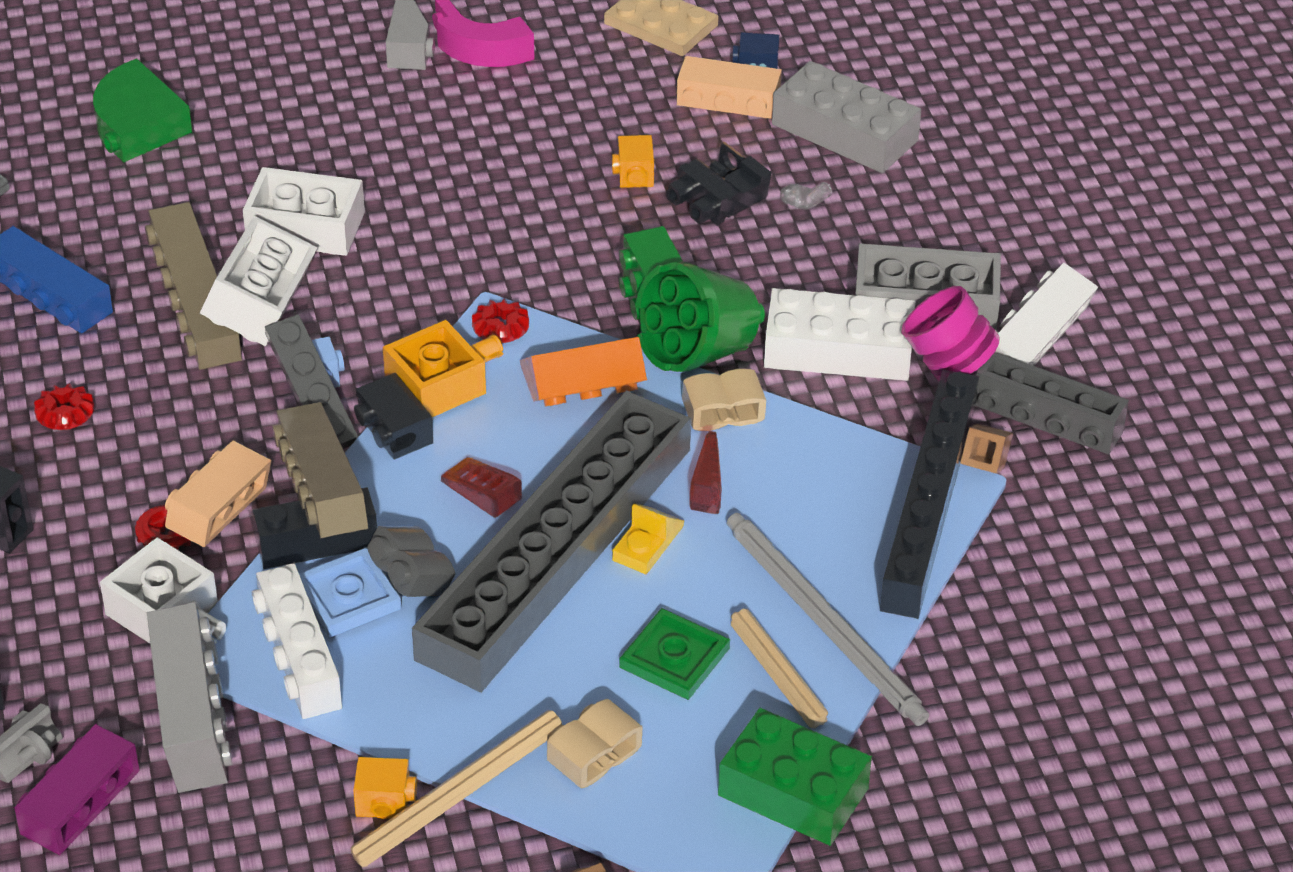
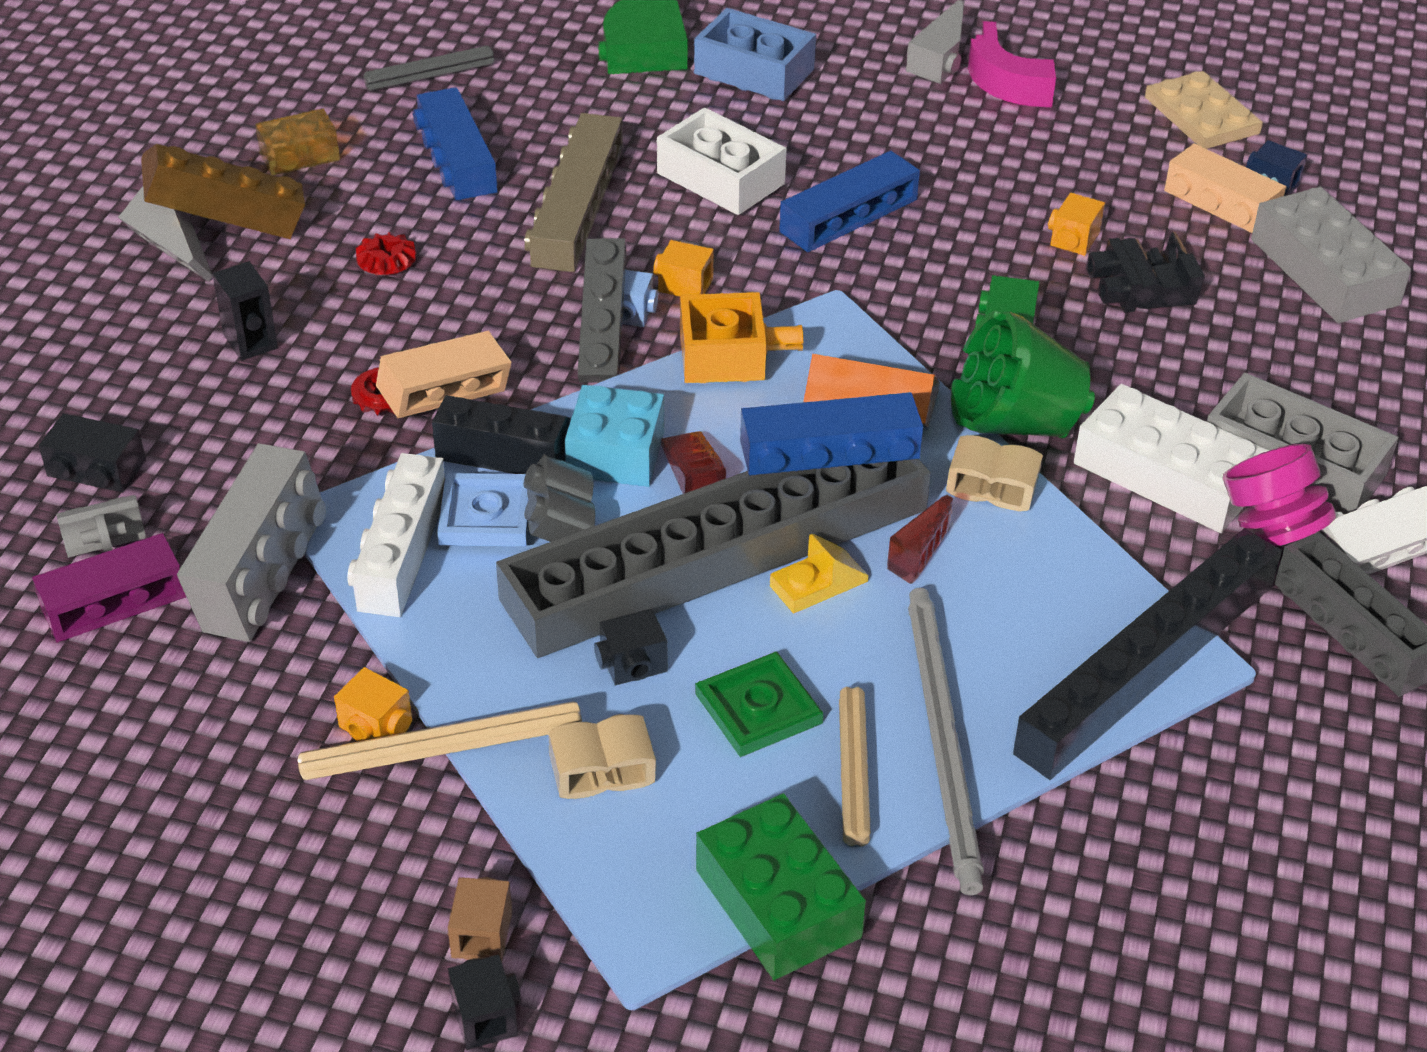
camera: 30 degrees right, 0 degrees up
(158, 580) = (329, 434): white brick -> none
(255, 98) = (754, 54): none -> medium blue brick
(258, 280) = (622, 198): white brick -> none
(319, 470) = (524, 382): dark tan brick -> none
(344, 322) = (684, 269): none -> light orange brick
(394, 416) = (655, 362): black brick -> none
(410, 485) = (616, 434): none -> medium azure brick
(435, 208) = (849, 201): none -> blue brick
(486, 322) = (842, 327): red gear -> none
(554, 651) = (632, 647): none -> black brick
(600, 417) = (830, 433): none -> blue brick
(805, 197) = (1233, 316): clear arm -> none
(986, 448) = (1250, 632): medium nougat brick -> none

